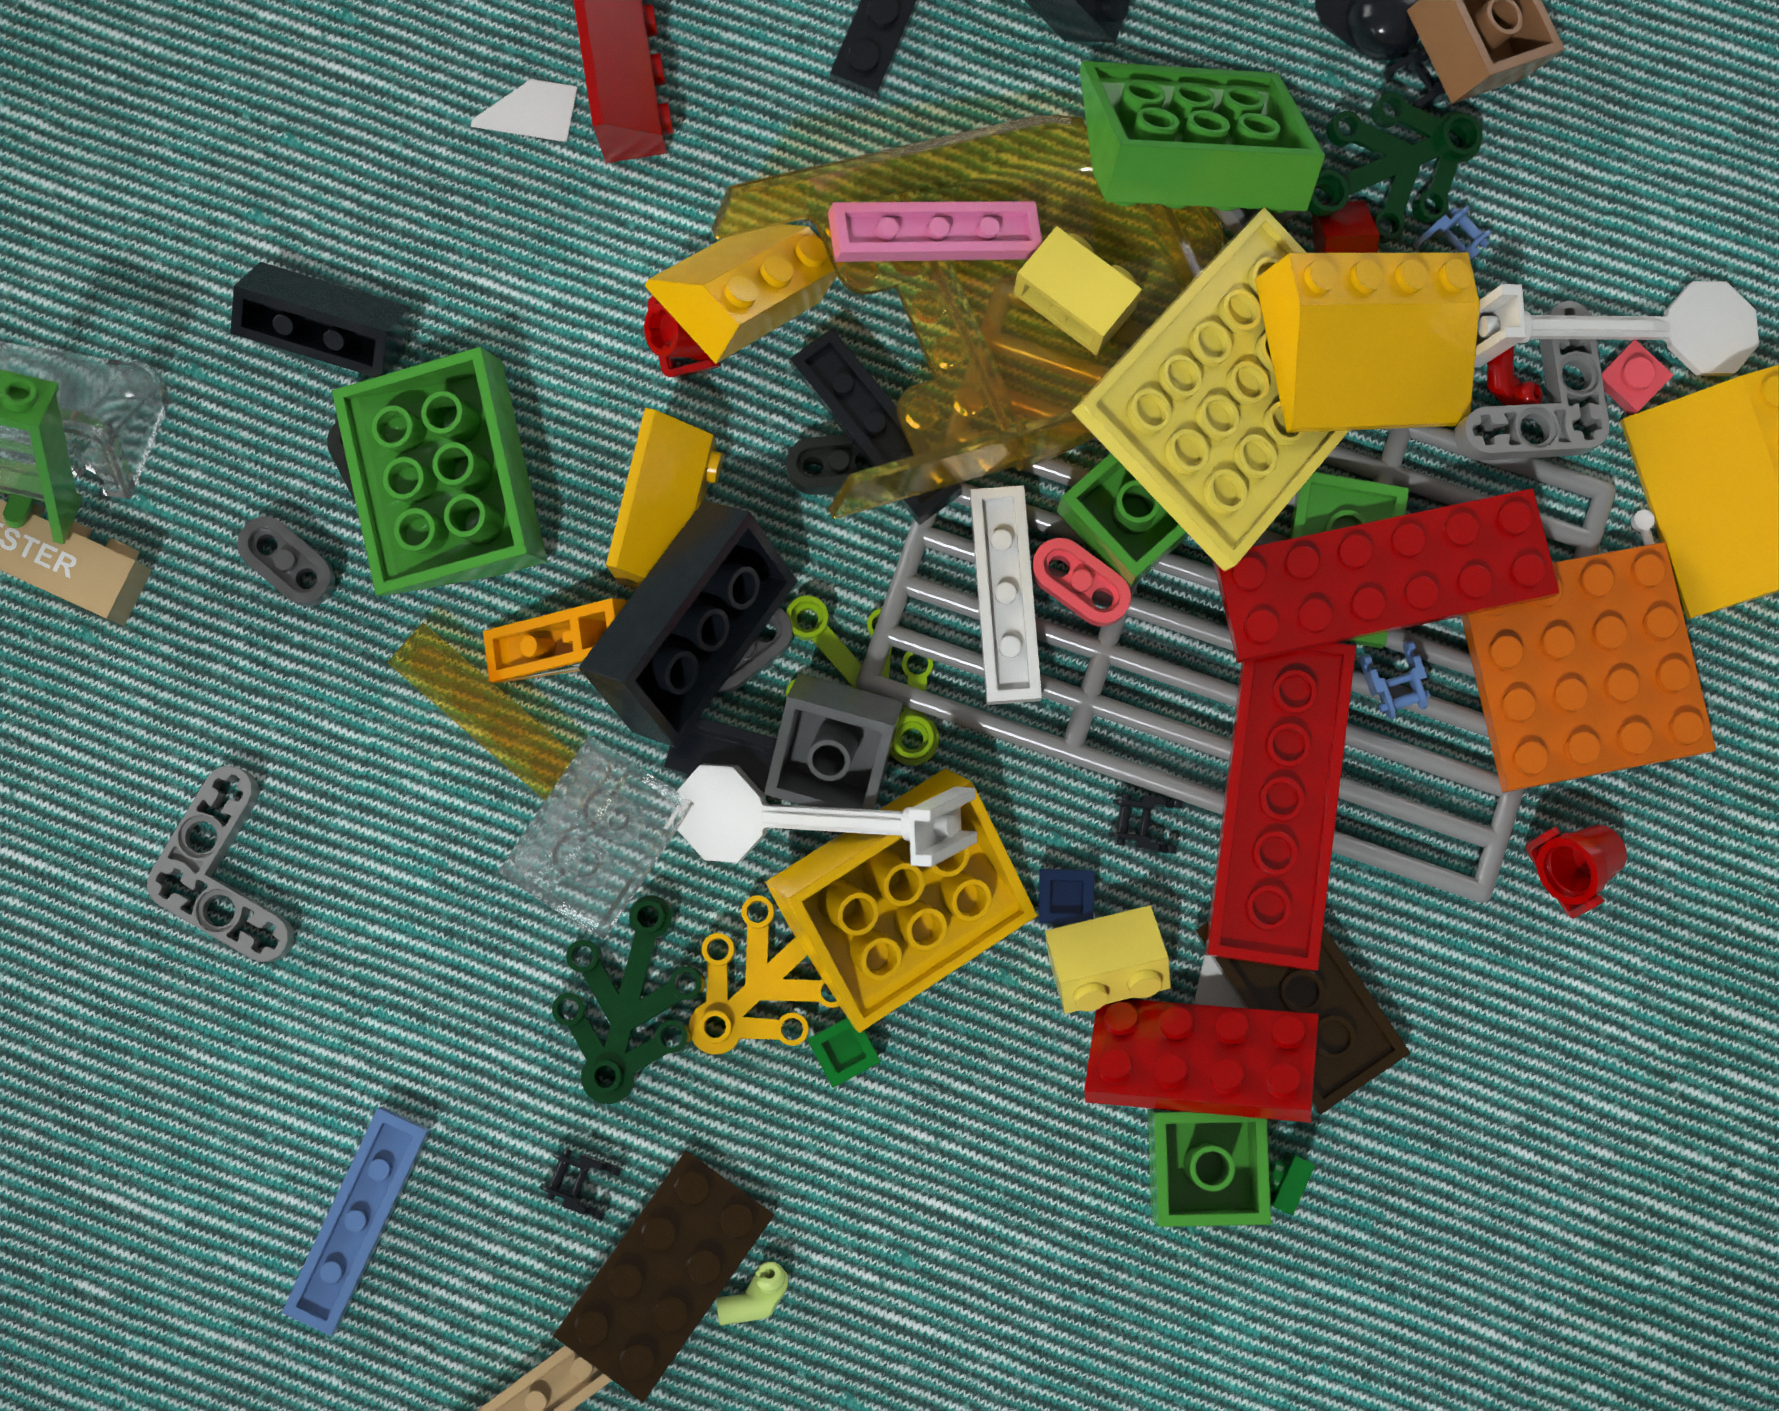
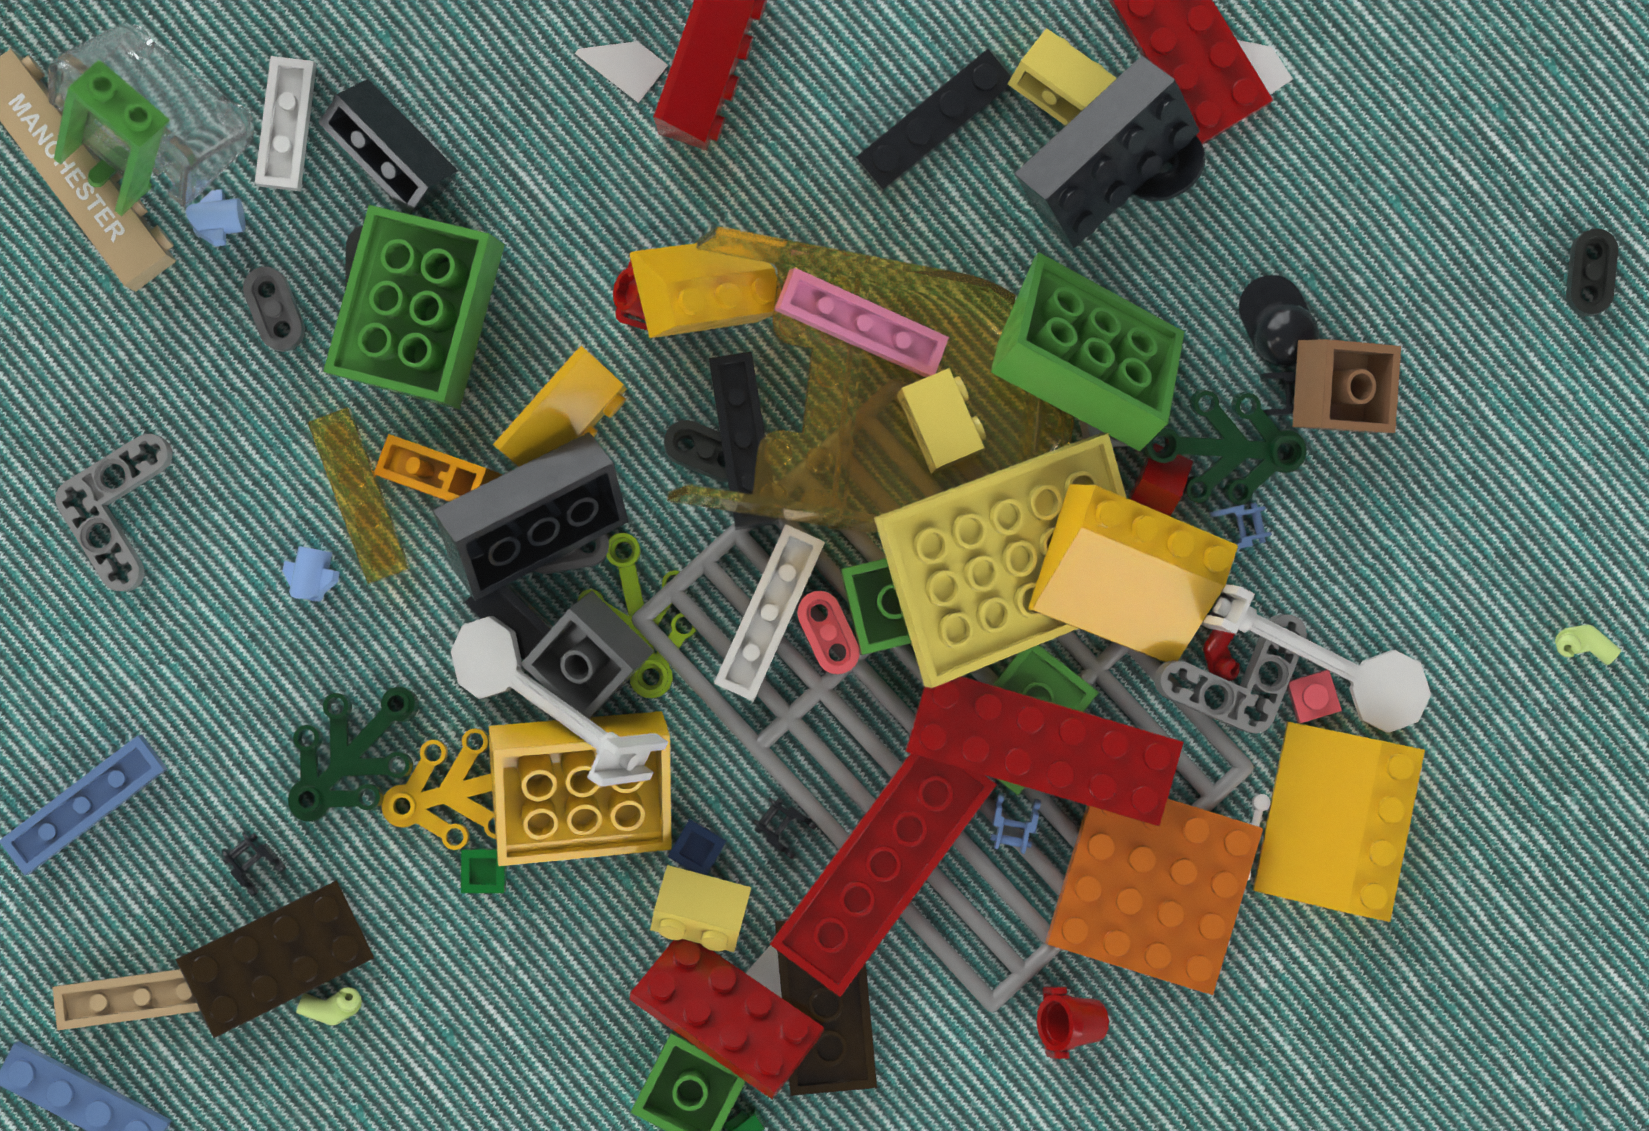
camera: 25 degrees right, 5 degrees up
(171, 497) = (216, 217): none -> light blue piece
(195, 358) = (285, 123): none -> white plate
(477, 826) = (310, 574): none -> light blue piece
(596, 837) = (388, 628): clear slope -> none

